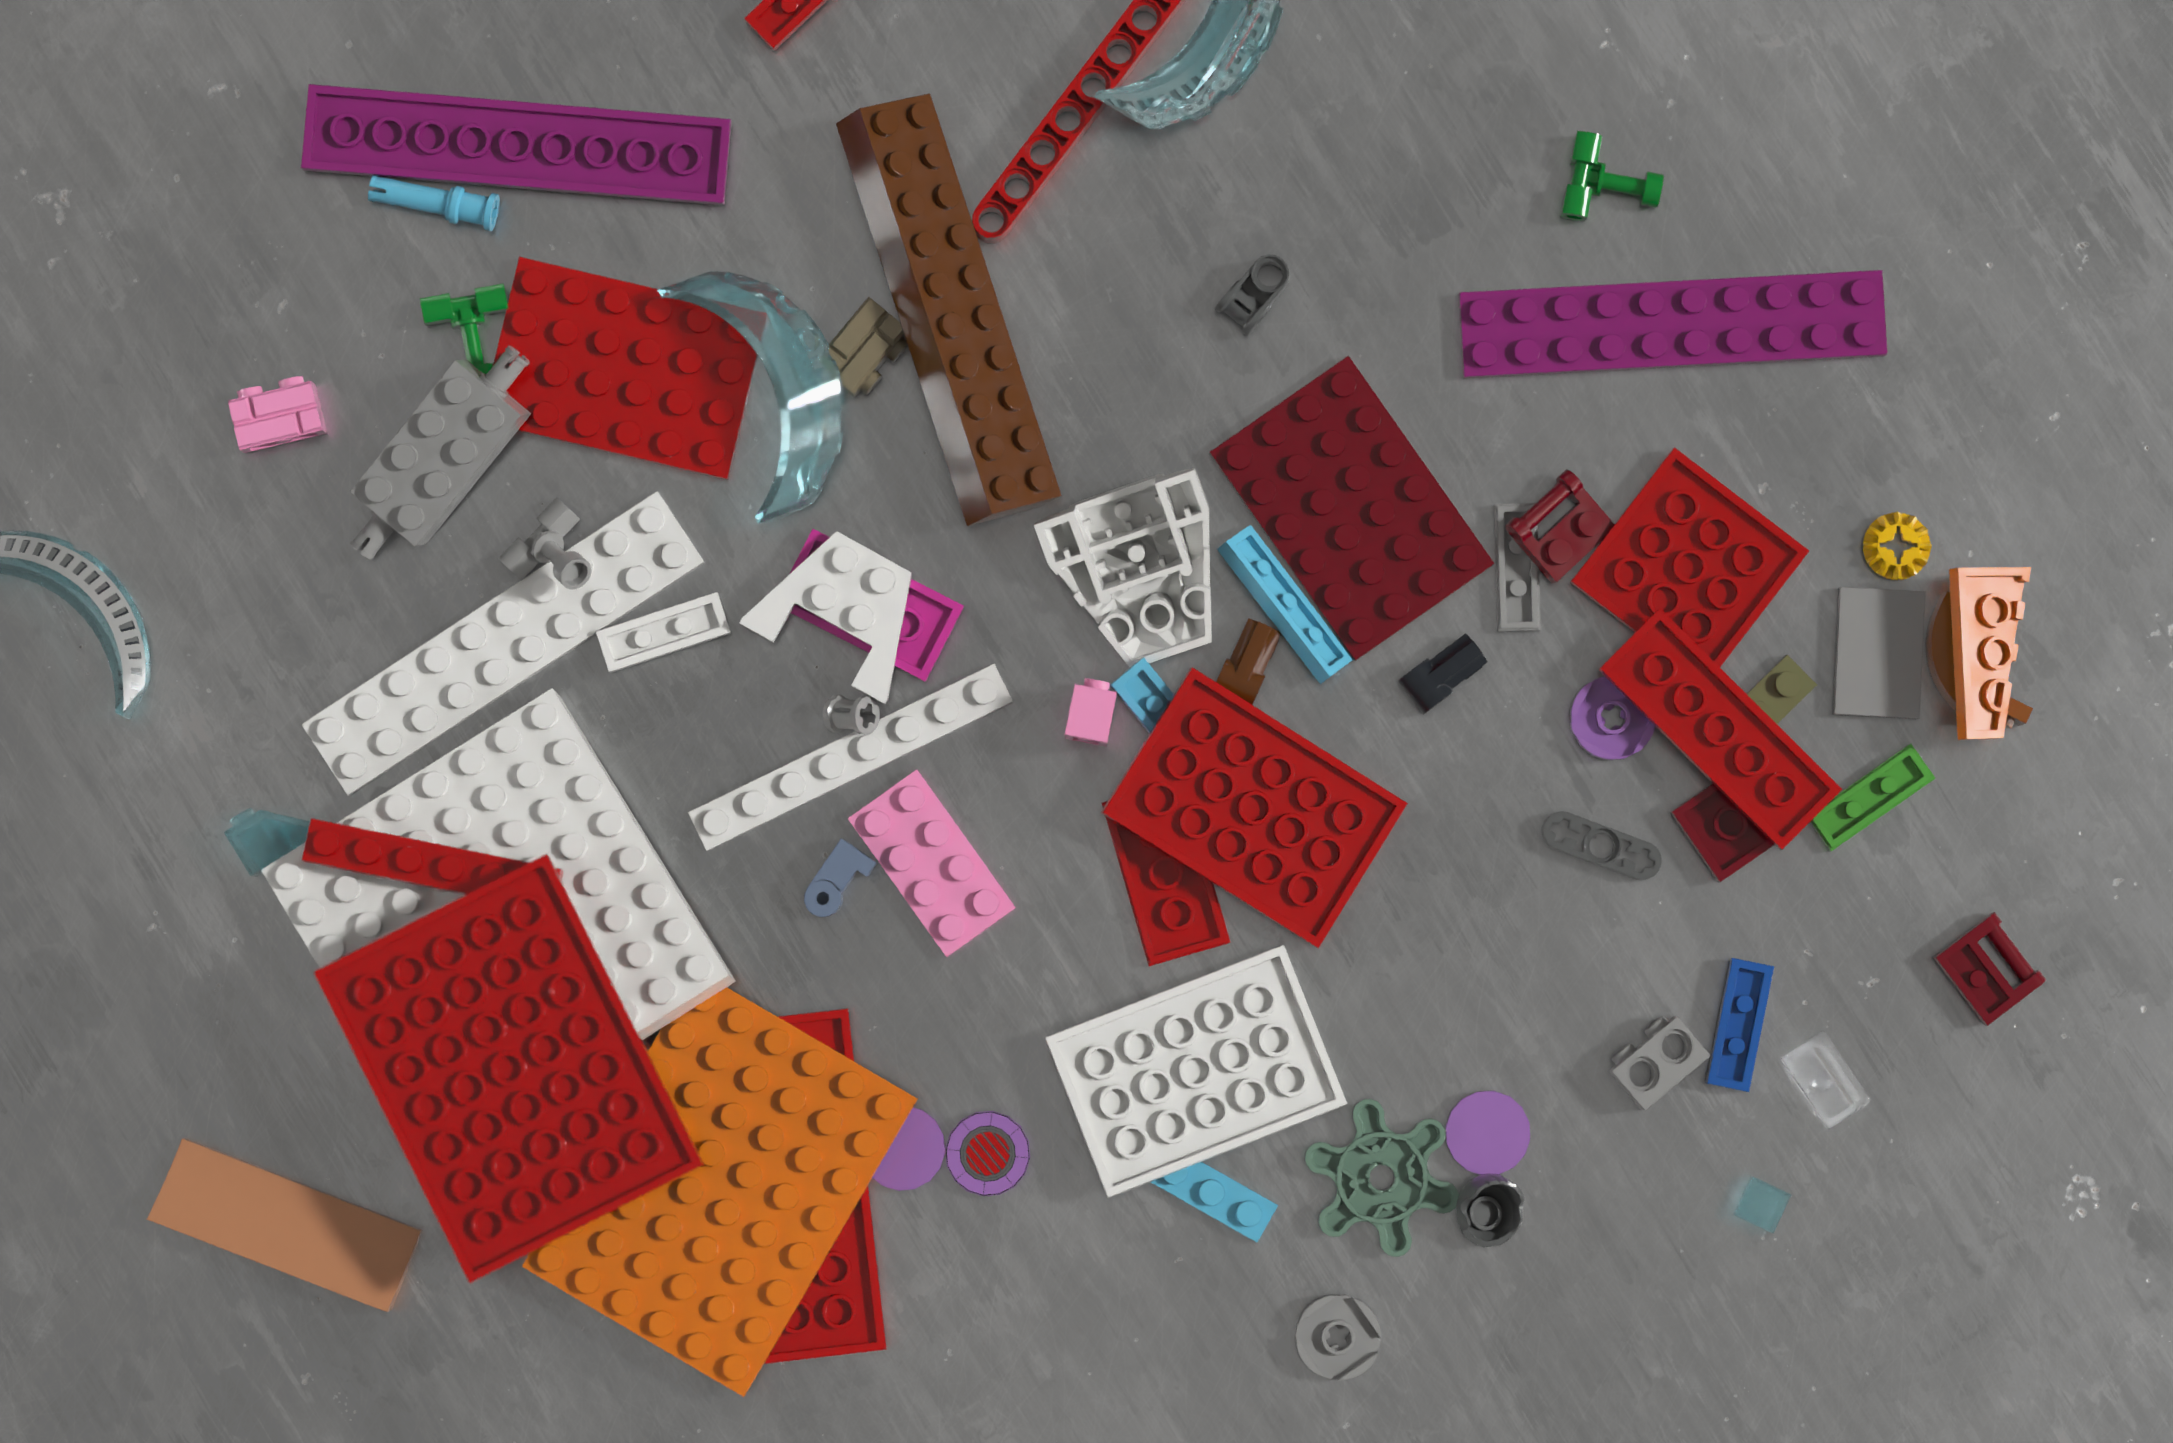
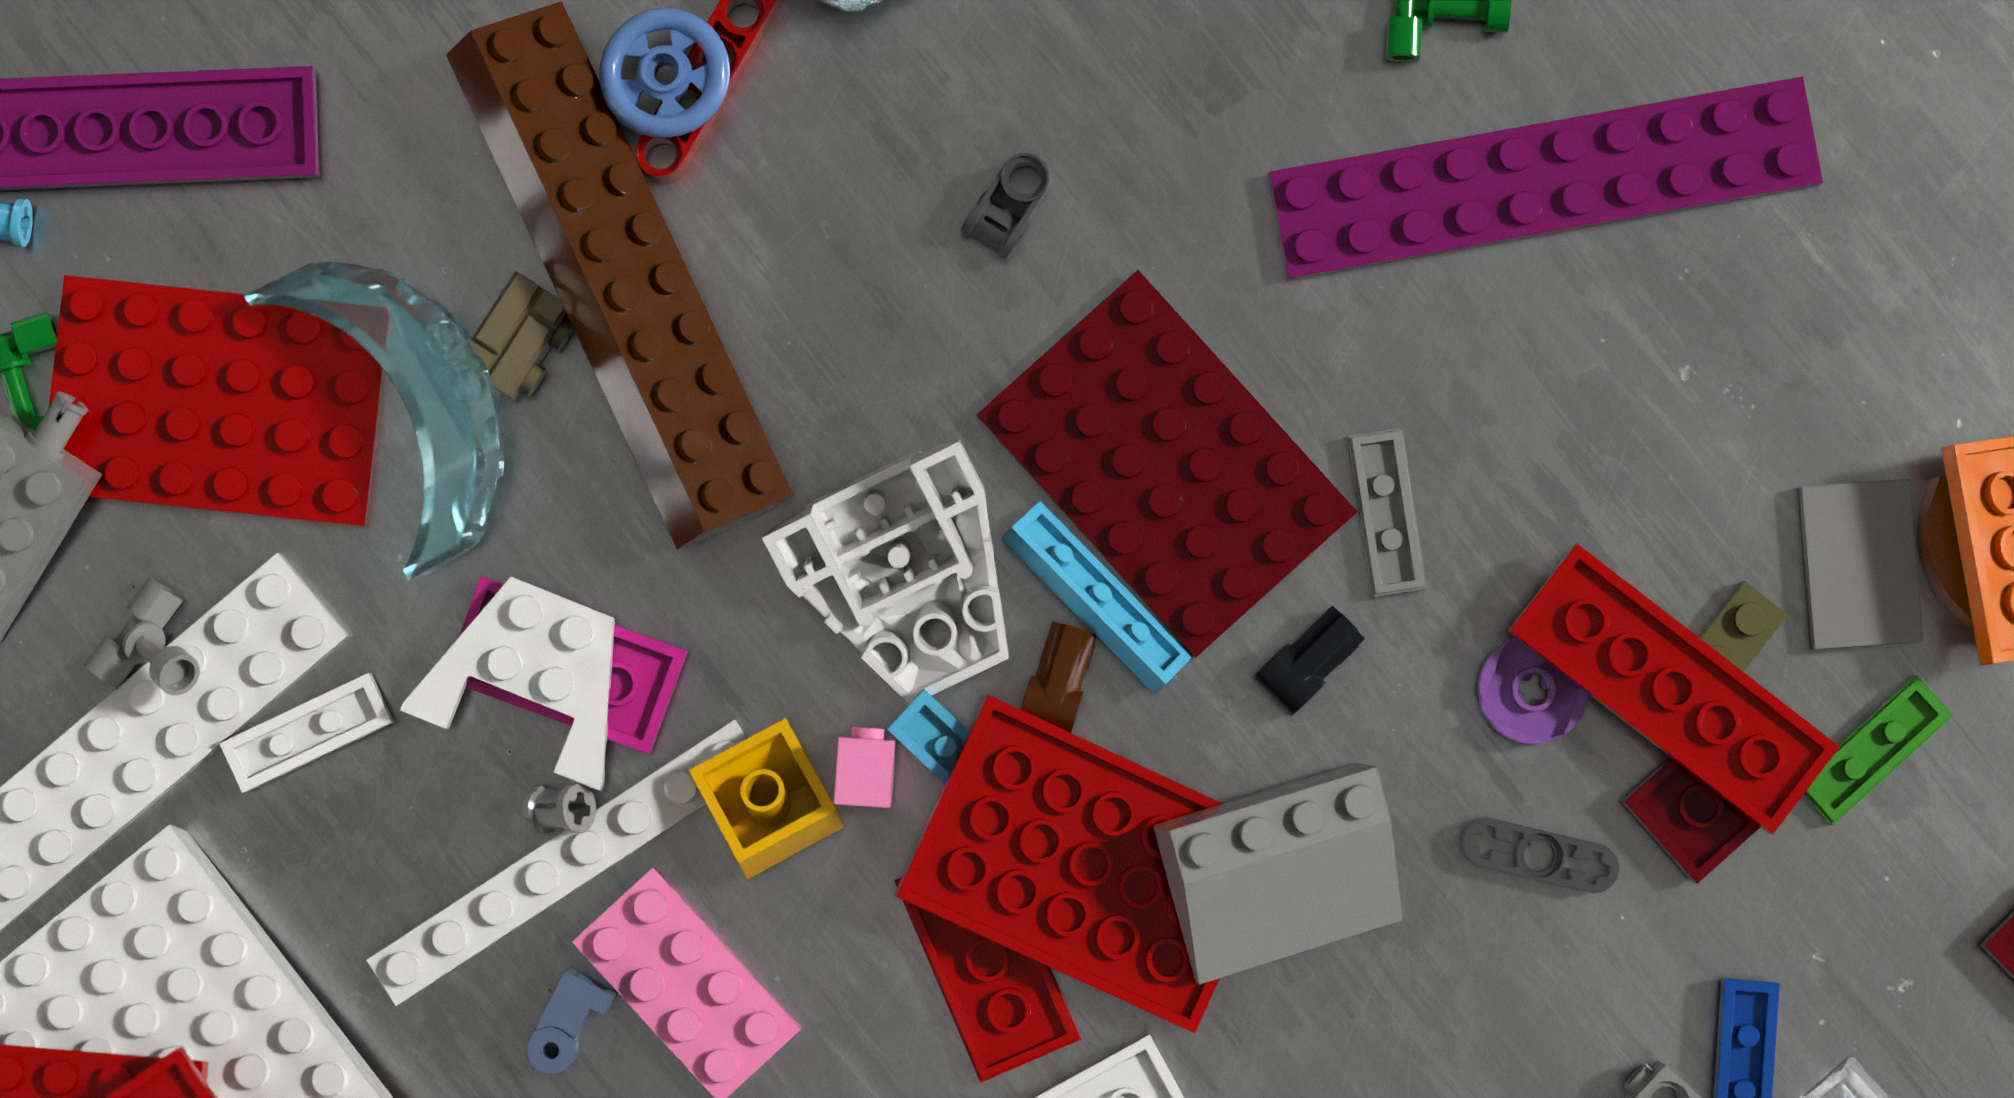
camera: 10 degrees left, 0 degrees up
(981, 131) = (632, 41): none -> medium blue plate
(1011, 726) = (766, 798): none -> yellow slope
(1401, 832) = (1282, 870): none -> light grey slope
(1570, 536) = (1448, 466): dark red plate -> none
(1694, 555) = (1608, 469): red plate -> none
(1882, 559) = (1851, 445): yellow gear -> none

